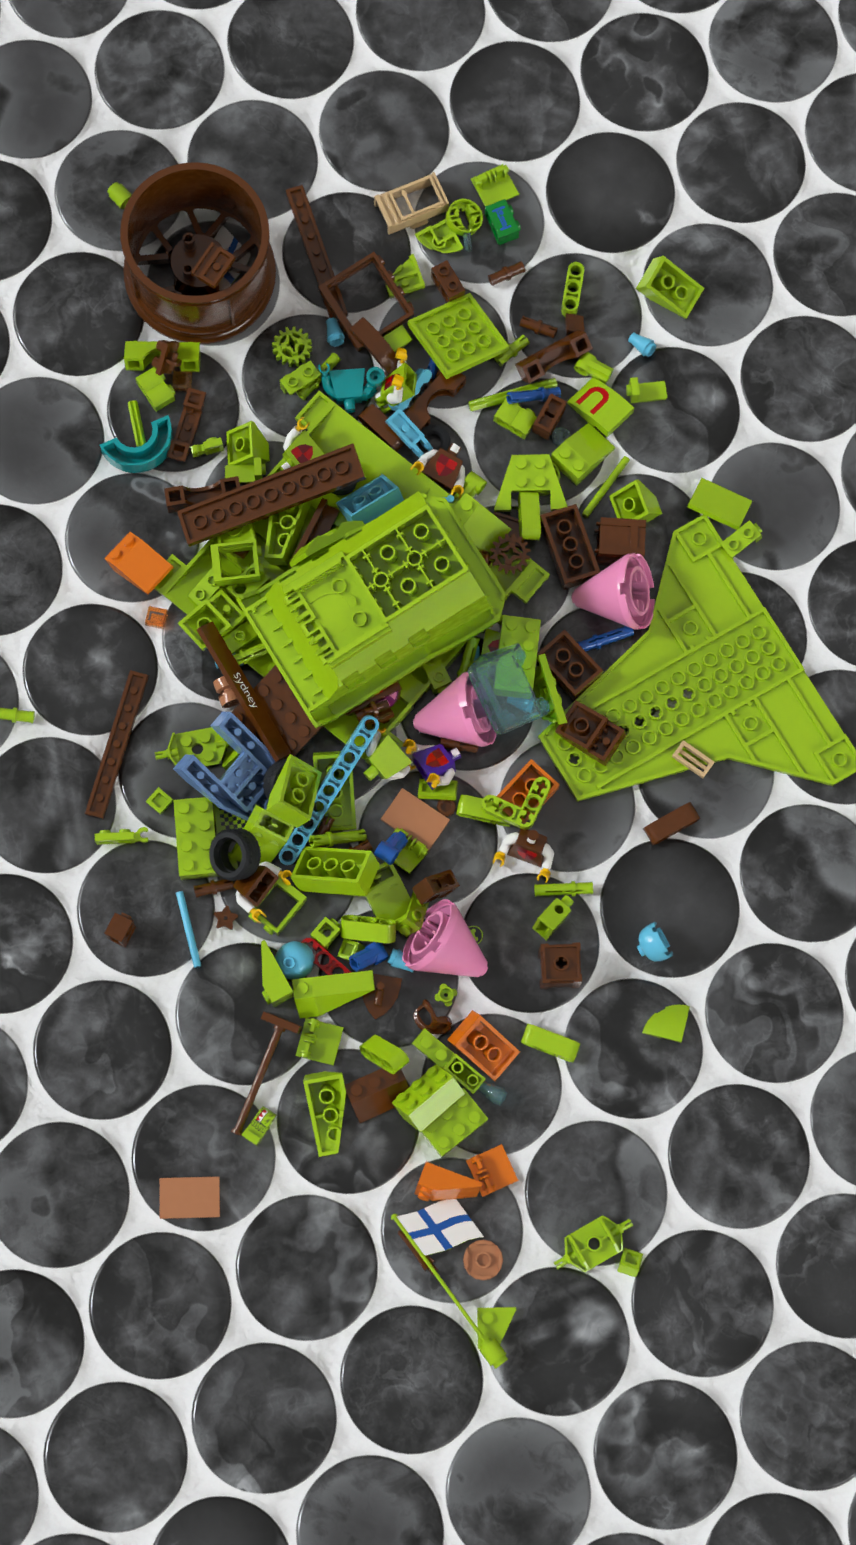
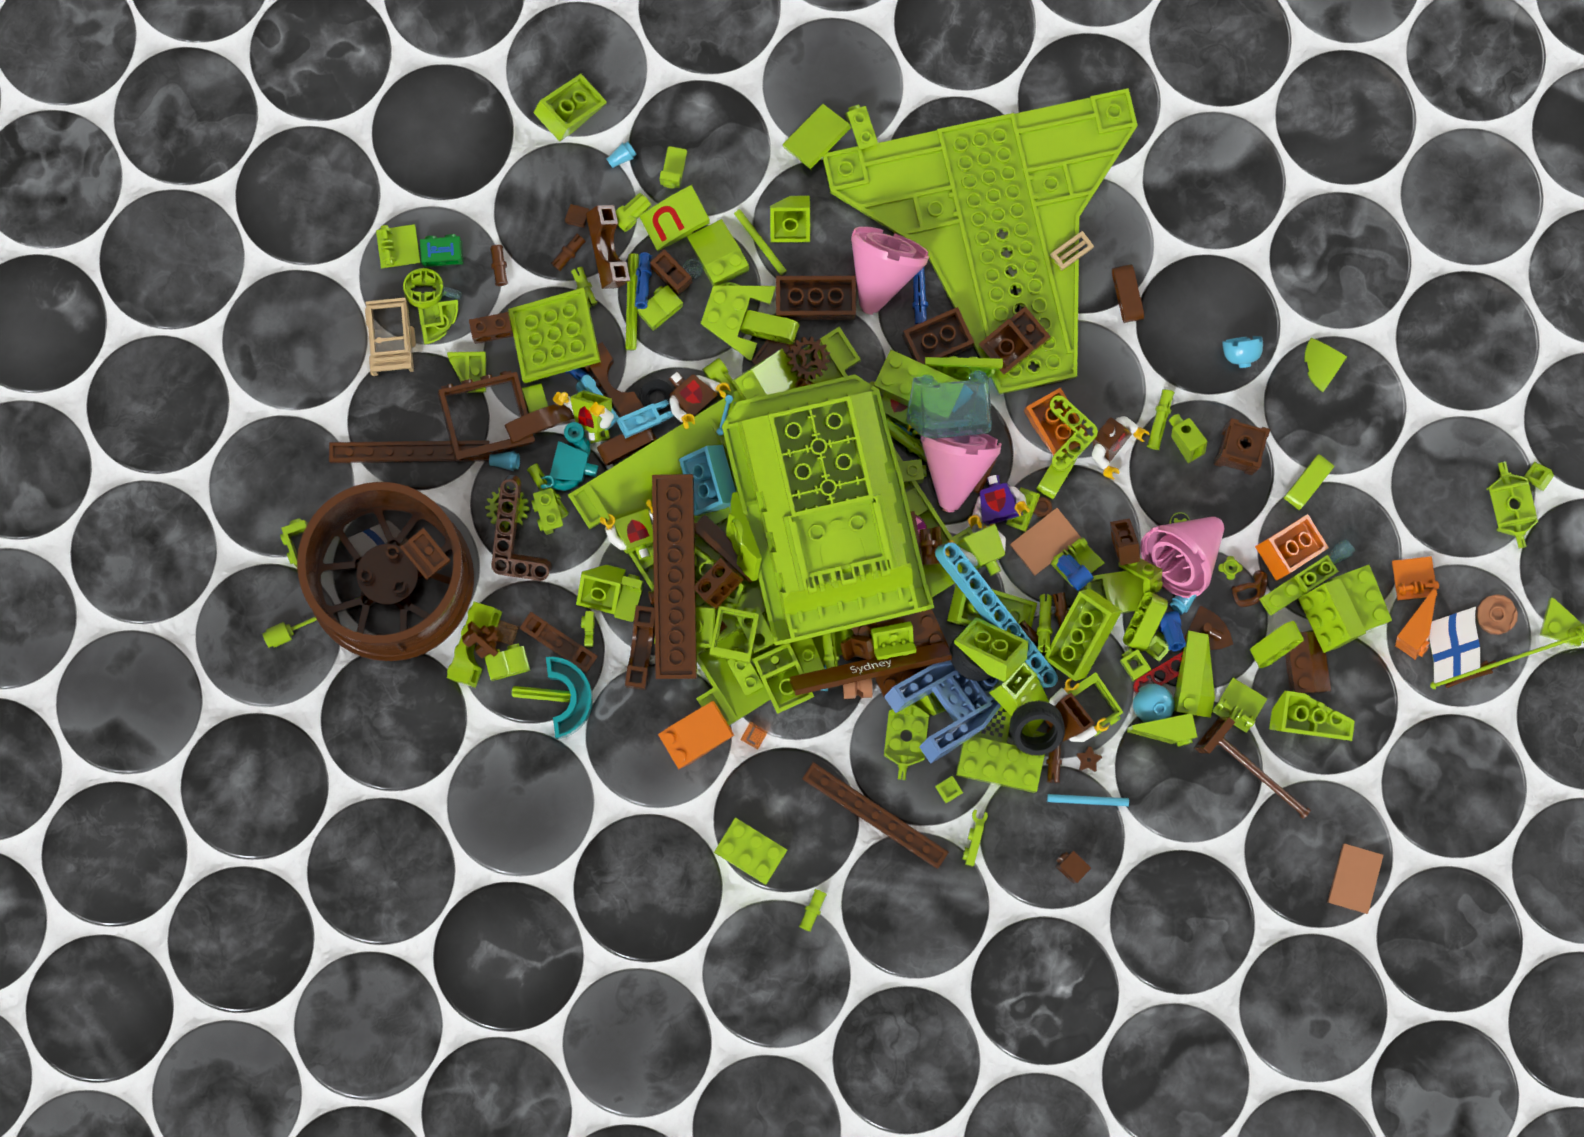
camera: 70 degrees left, 5 degrees up
(50, 644) = (750, 851): none -> lime brick
(259, 1126) = (1306, 789): lime leg -> none
(260, 674) = (857, 646): none -> reddish brown bracket
(266, 353) = (508, 535): none -> reddish brown beam
(275, 531) = (718, 583): none -> reddish brown brick
(275, 703) = (893, 640): none -> lime bracket
(575, 282) = (534, 197): lime beam -> none
(619, 538) = (827, 245): reddish brown container -> none

